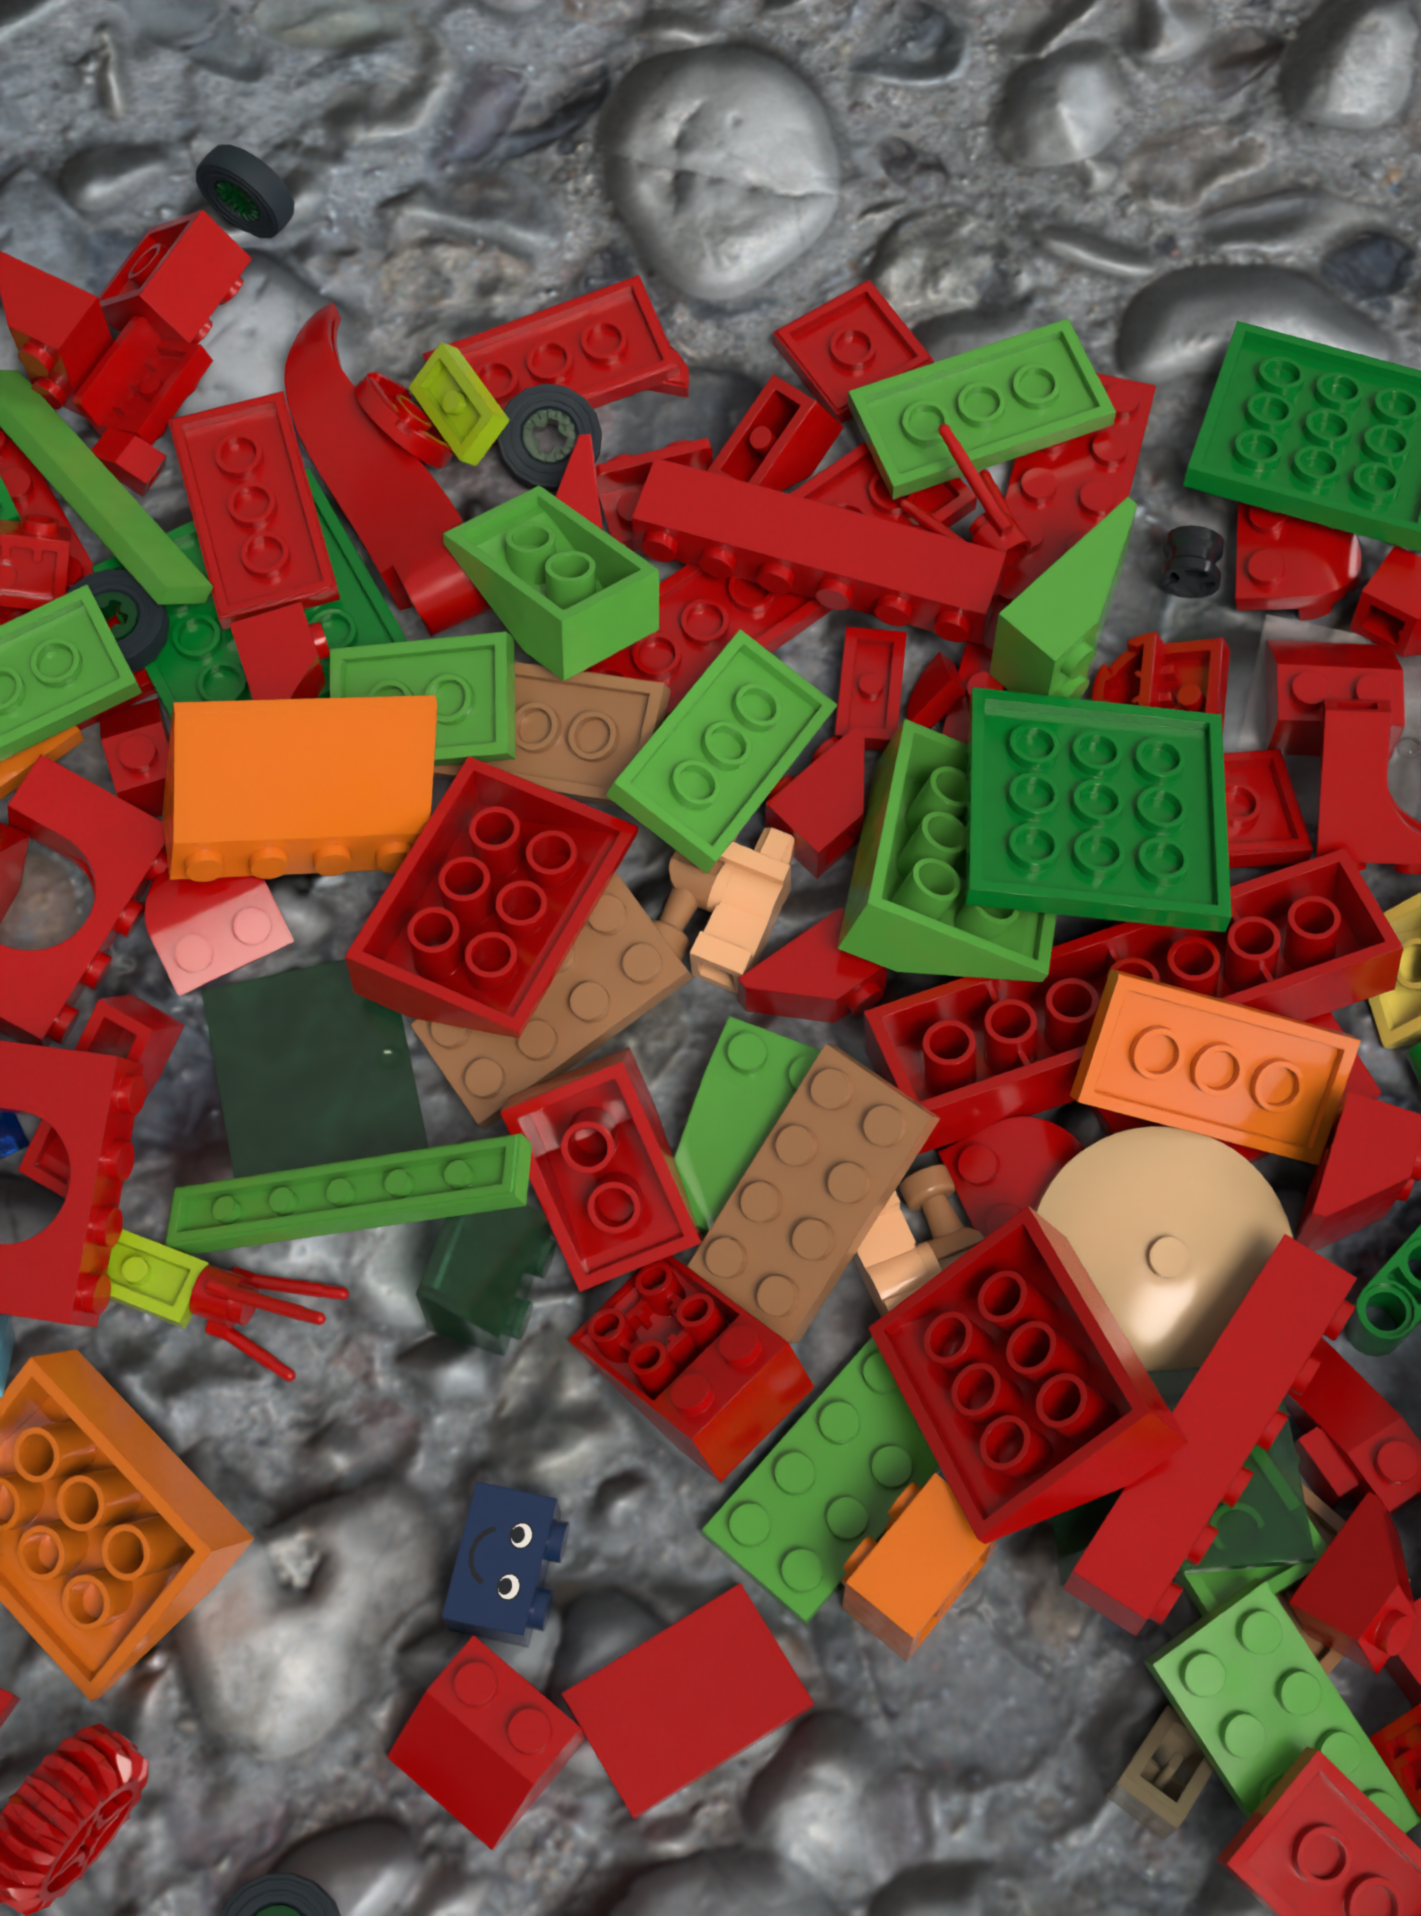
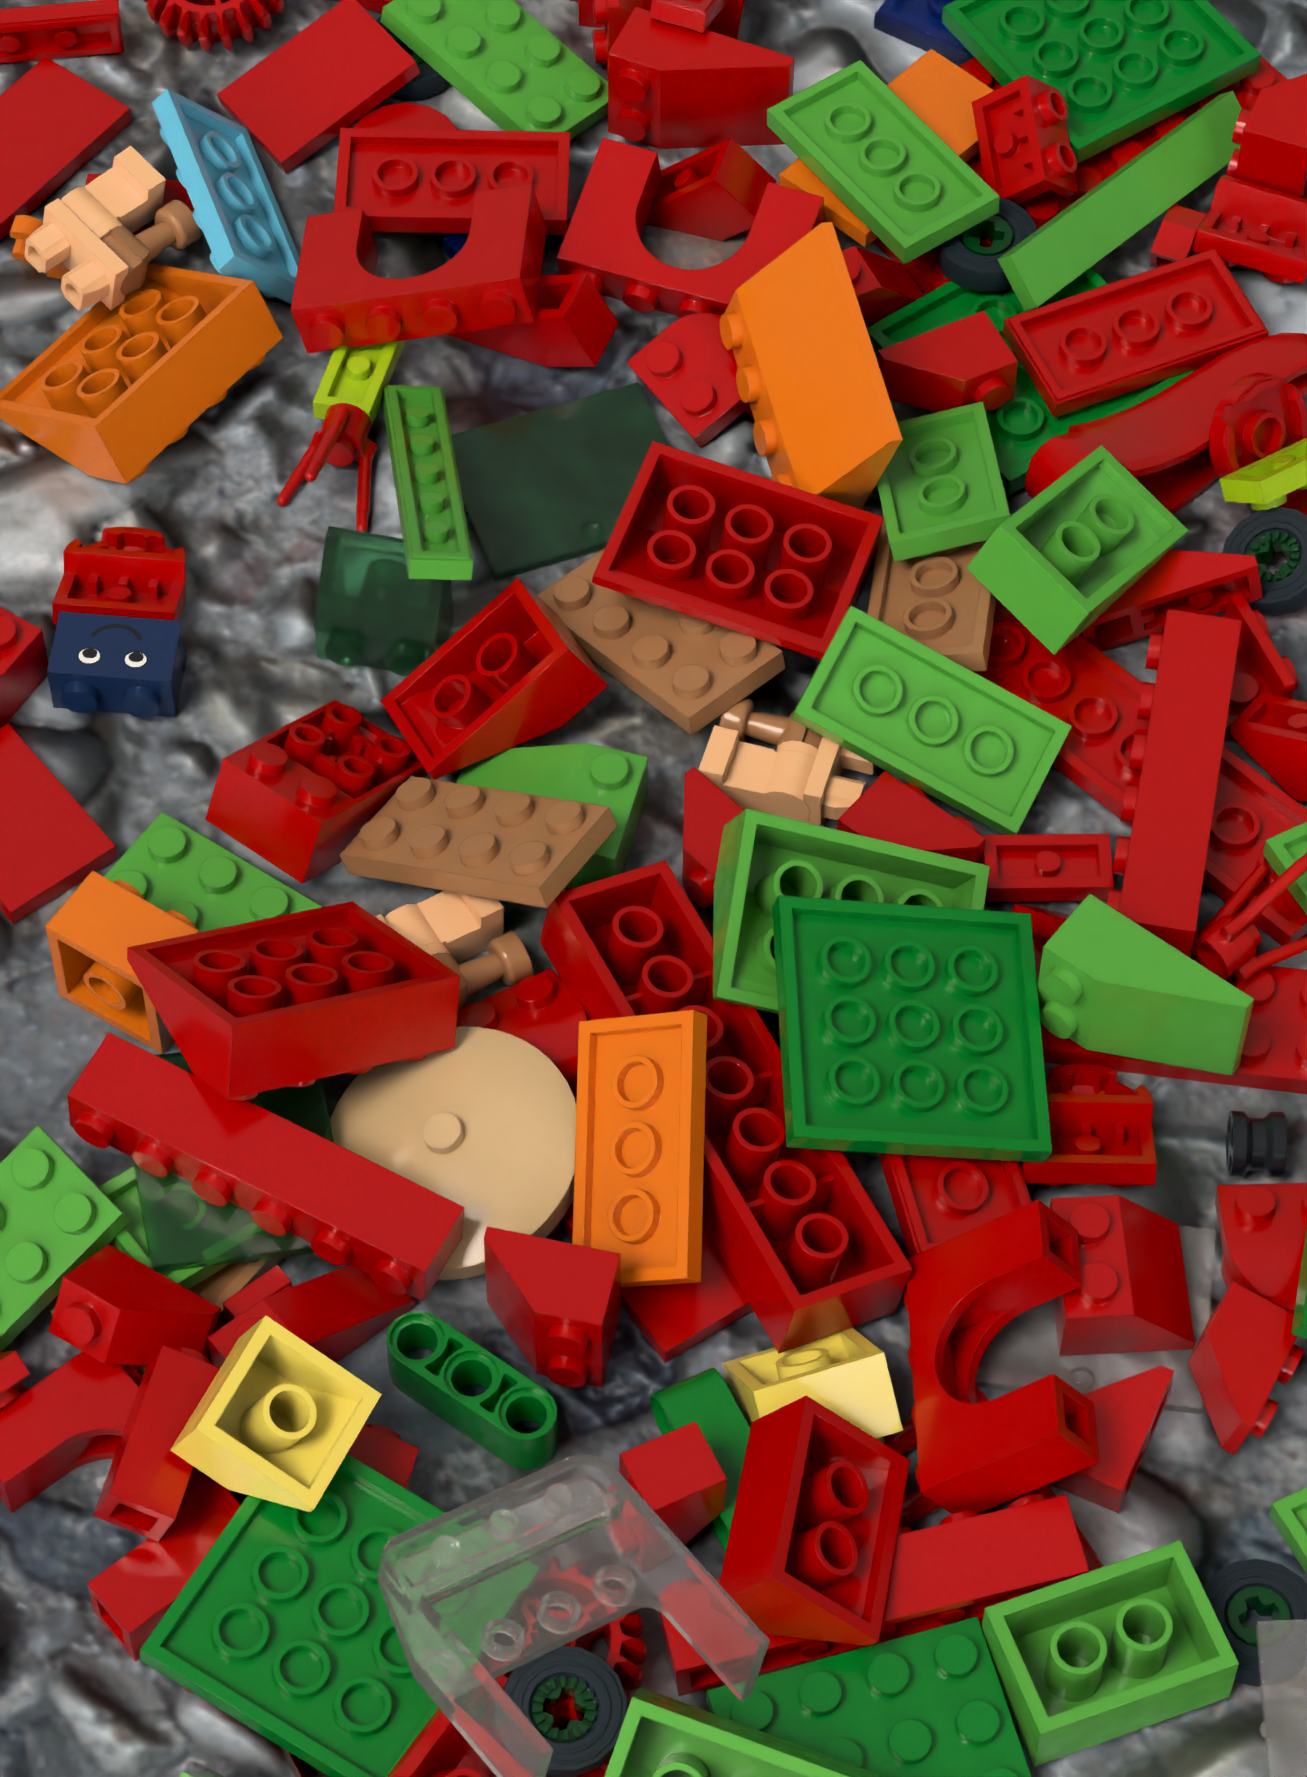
camera: 80 degrees right, 10 degrees down
(389, 1551) = (123, 576): none -> red slope

